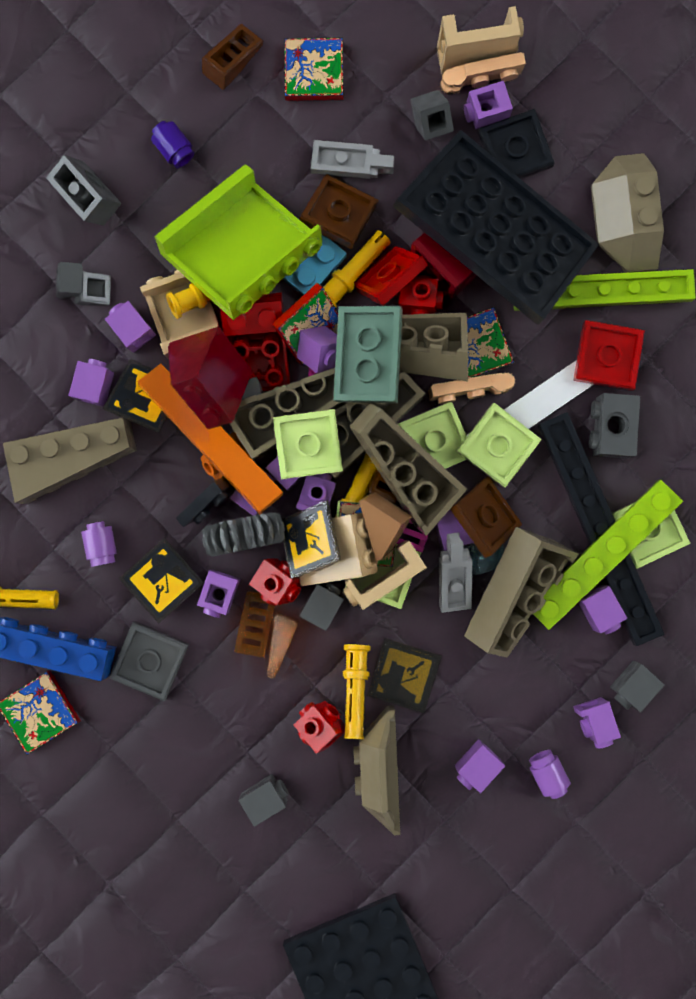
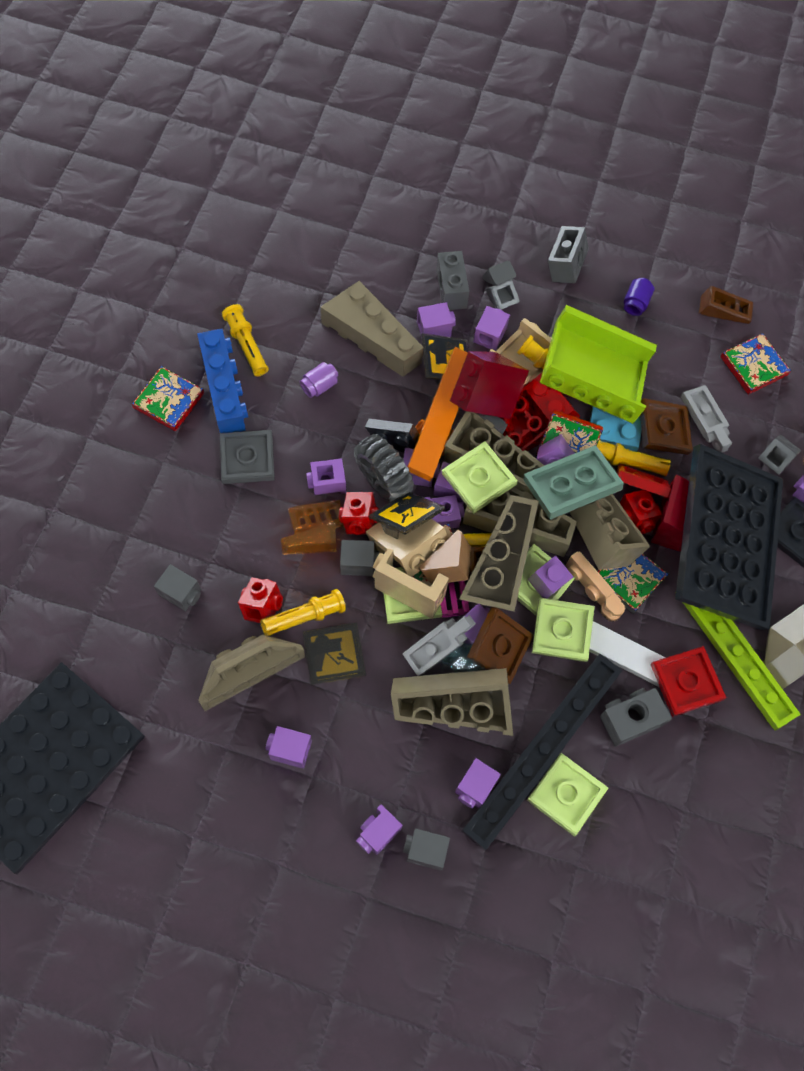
camera: 55 degrees right, 20 degrees down
(49, 336) = (452, 280): none -> dark grey brick
(161, 580) = (314, 433): piece -> none
(446, 430) = (550, 577): none -> medium lavender brick
(549, 774) = (312, 811): medium lavender brick -> none
(608, 552) = (527, 759): lime plate -> none

